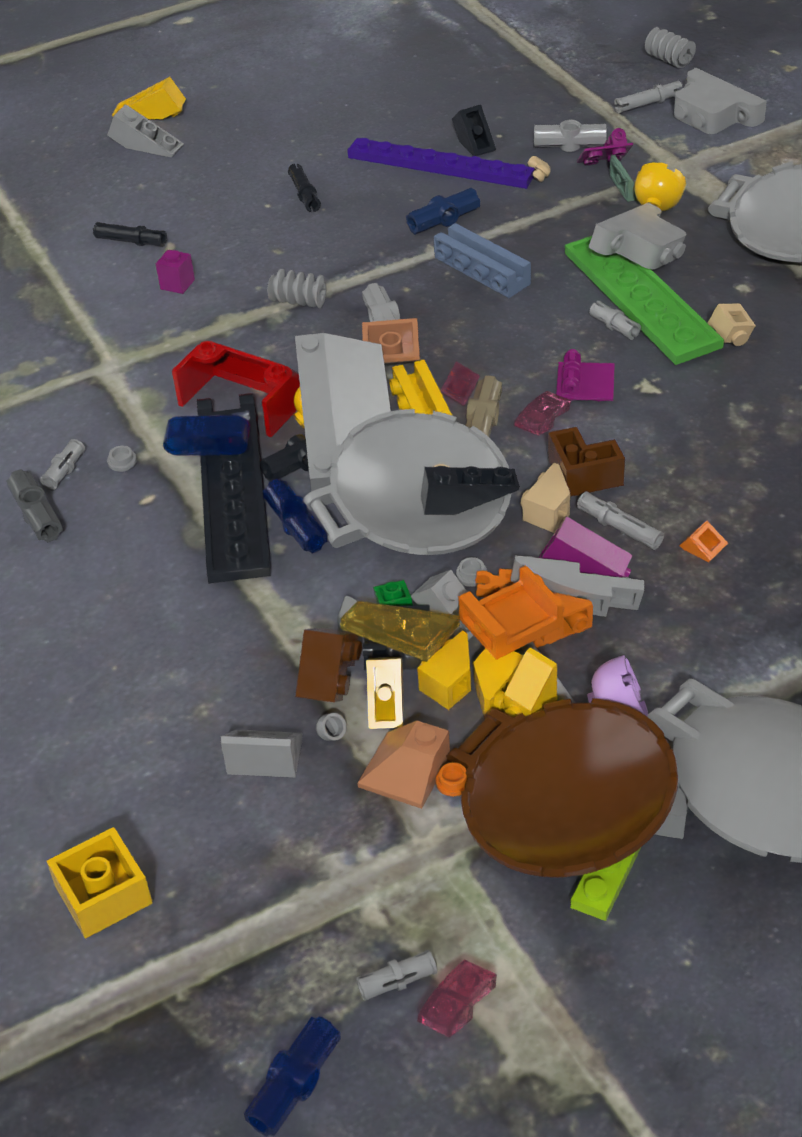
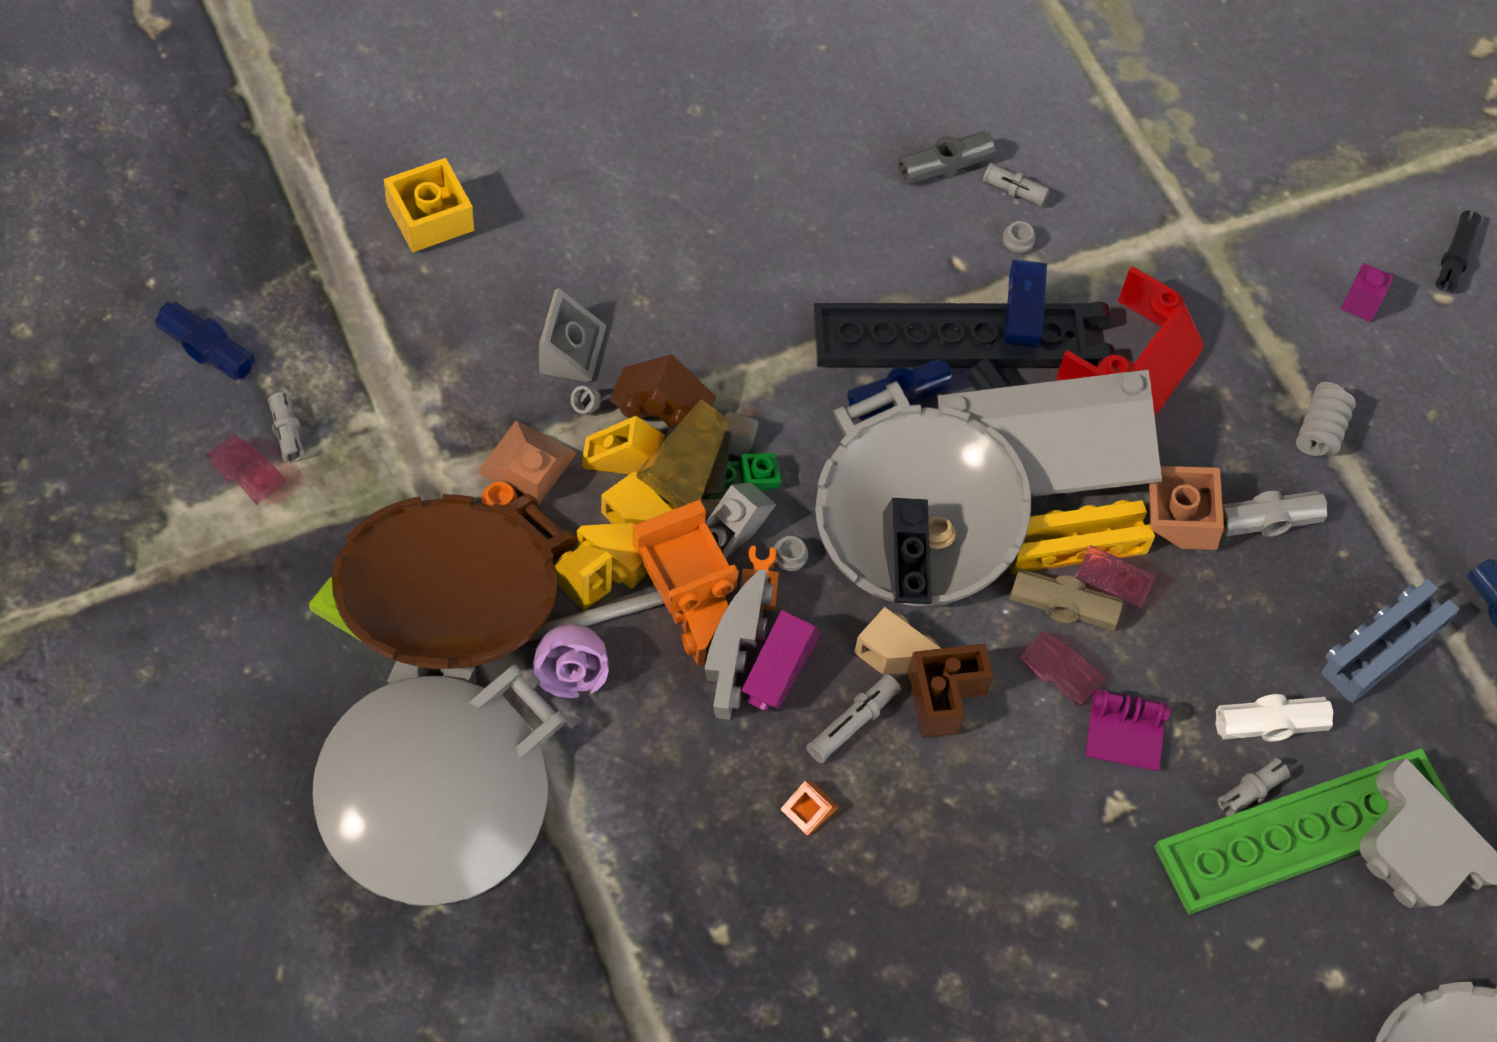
camera: 85 degrees right, 15 degrees up
(558, 310) = (1274, 718): none -> white piece
(732, 323) = (1238, 926): tan brick -> none

